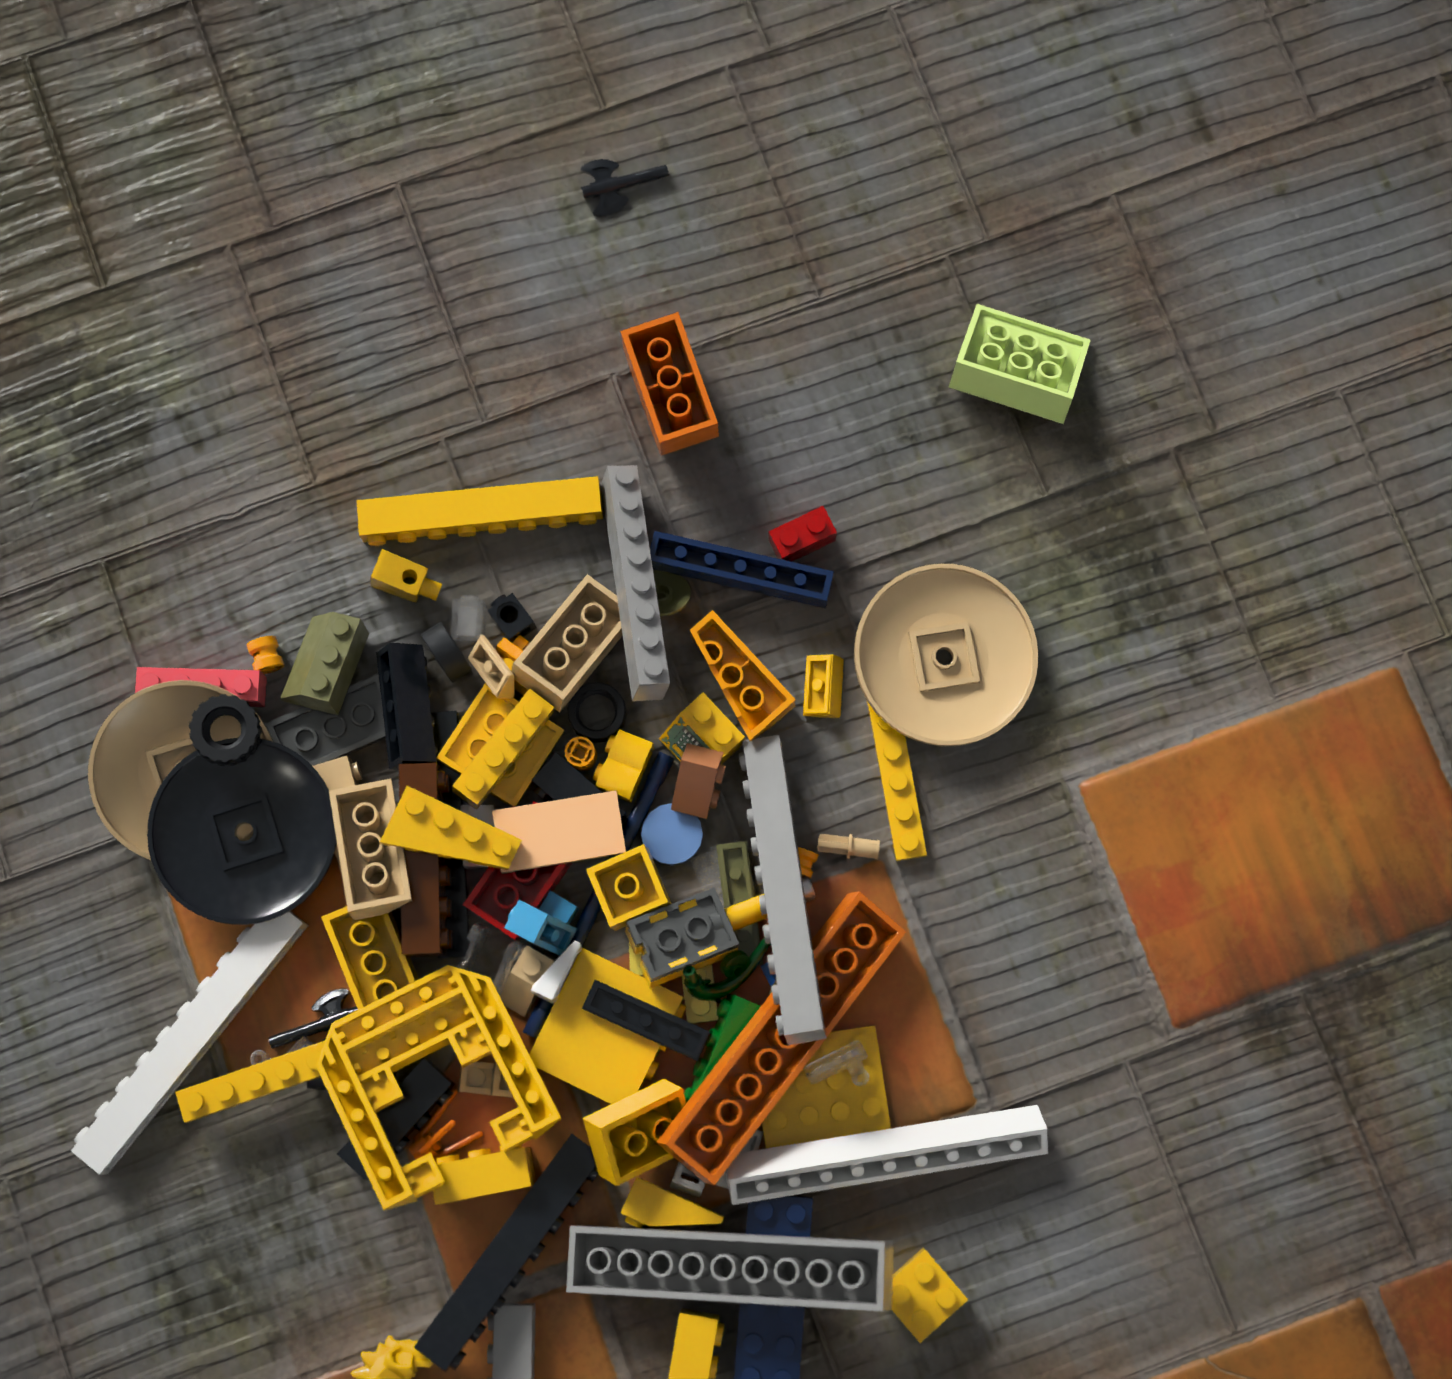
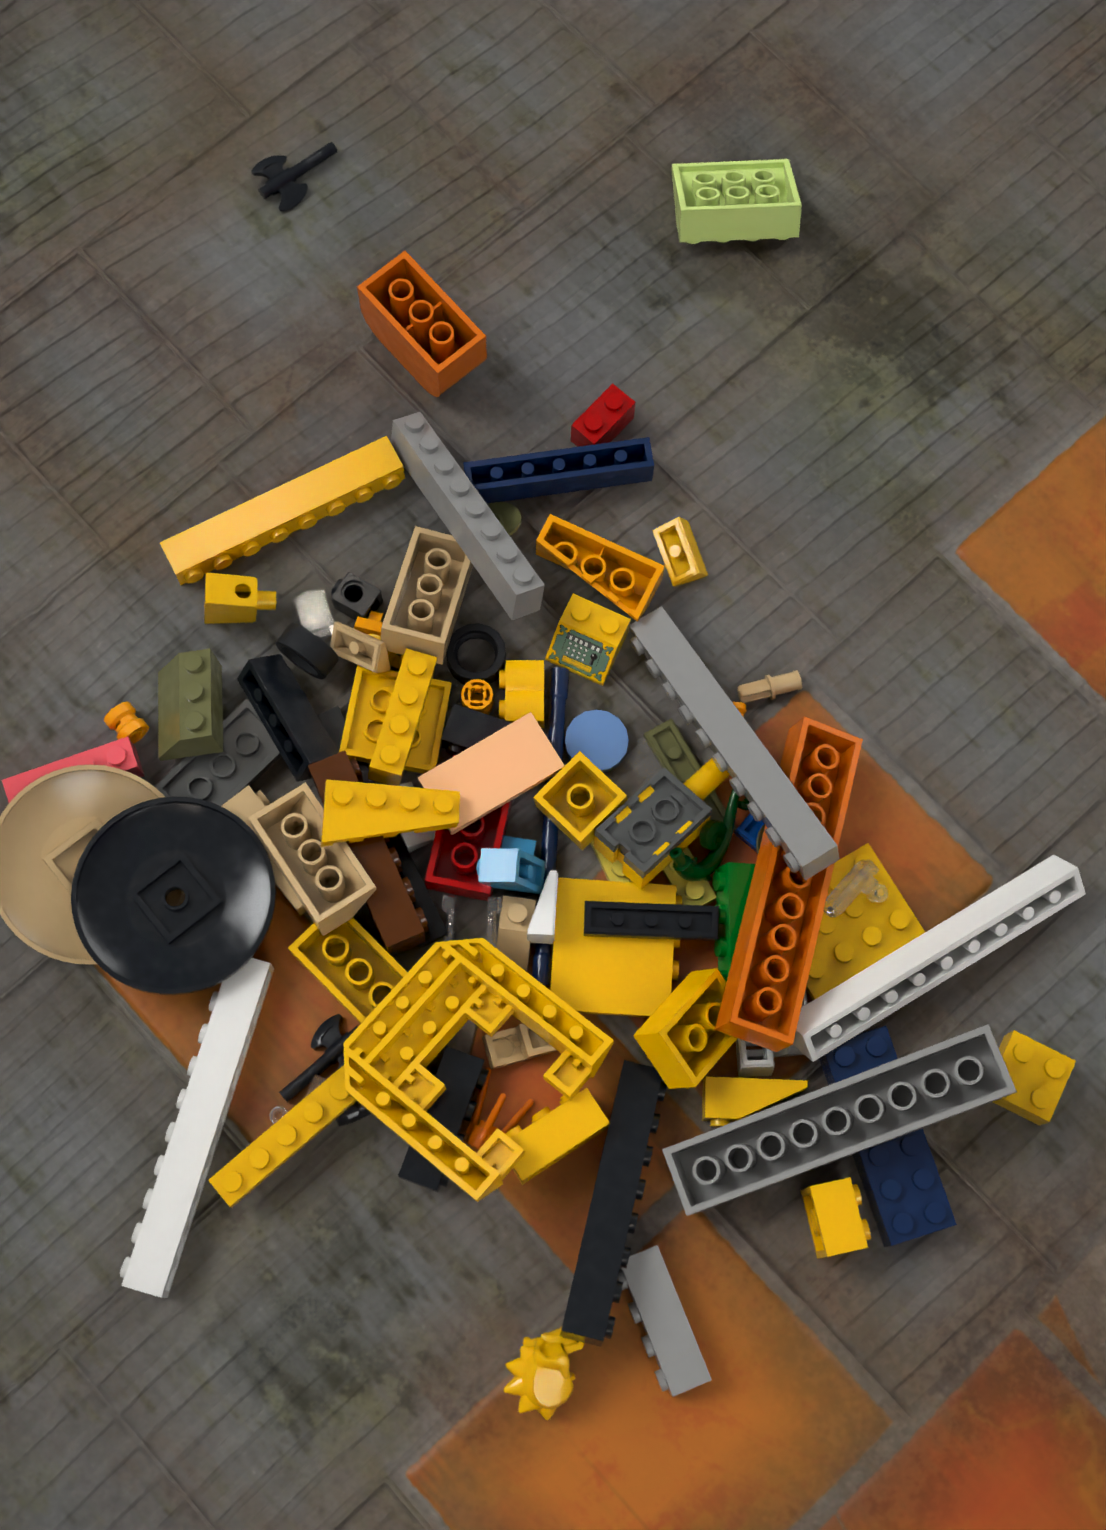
camera: 30 degrees left, 5 degrees down
(218, 707) = (103, 780): black tyre -> none
(697, 780) = (603, 678): nougat brick -> none
(898, 790) = (780, 600): yellow plate -> none
(954, 612) = (794, 438): tan dish -> none

